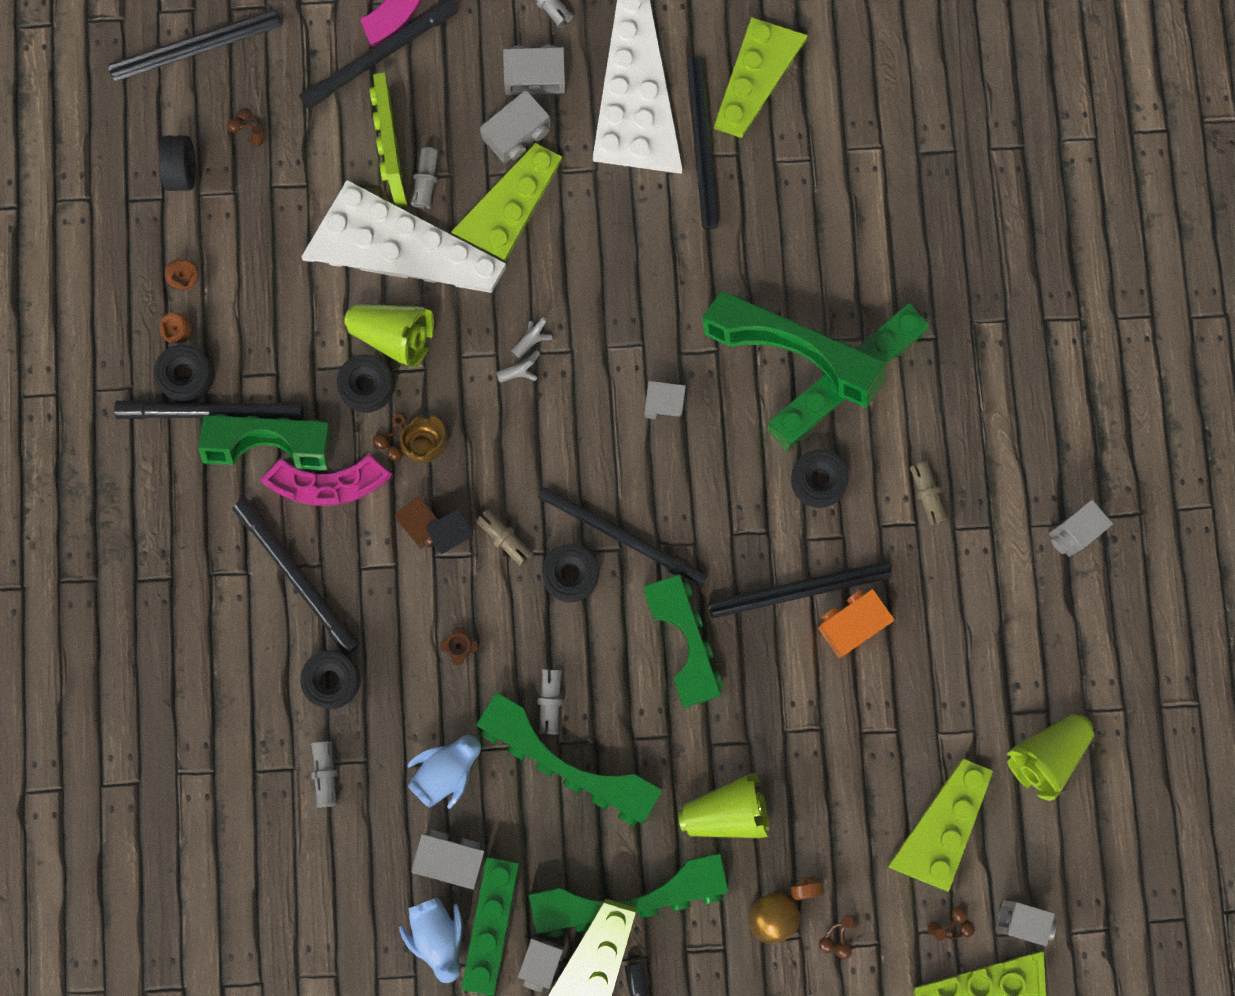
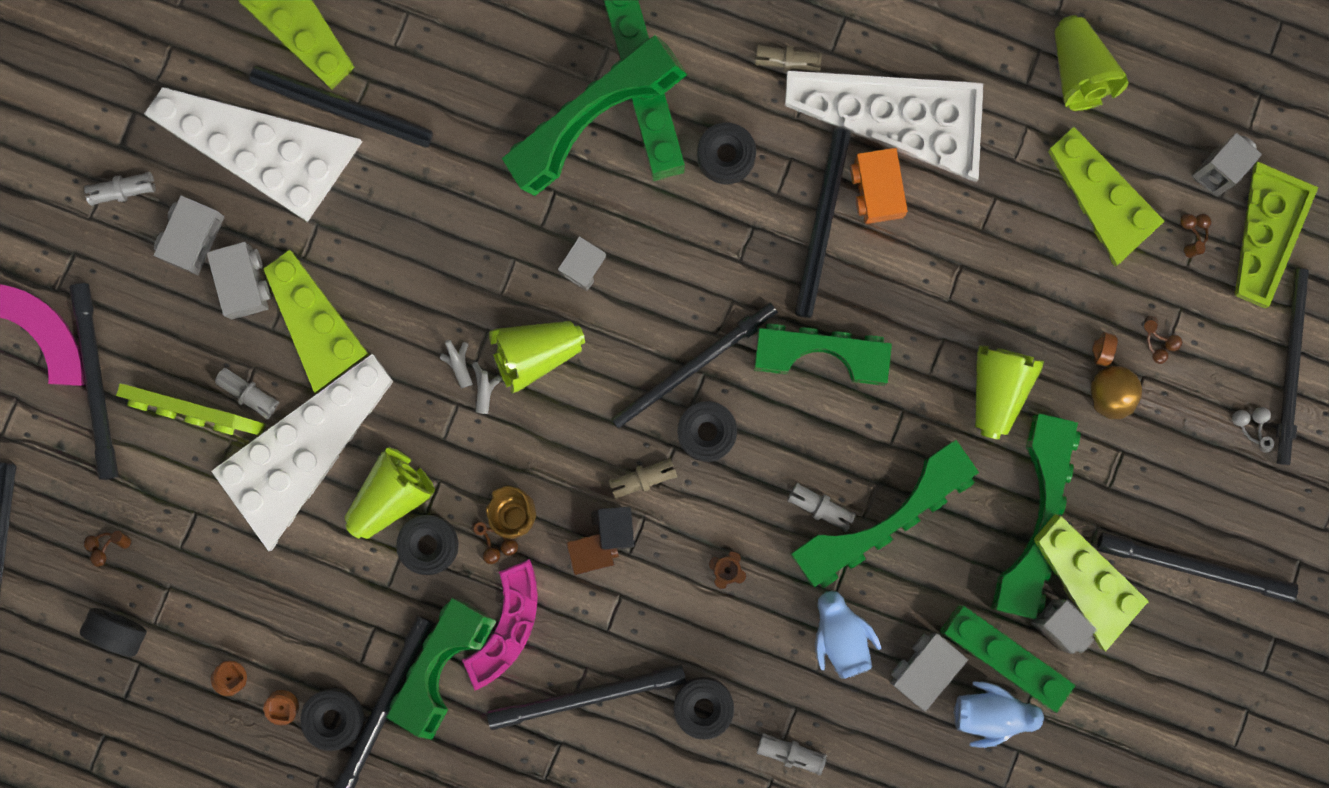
camera: 60 degrees left, 5 degrees up
(571, 395) = (534, 350): none -> lime cone
(931, 624) = (917, 116): none -> white wing

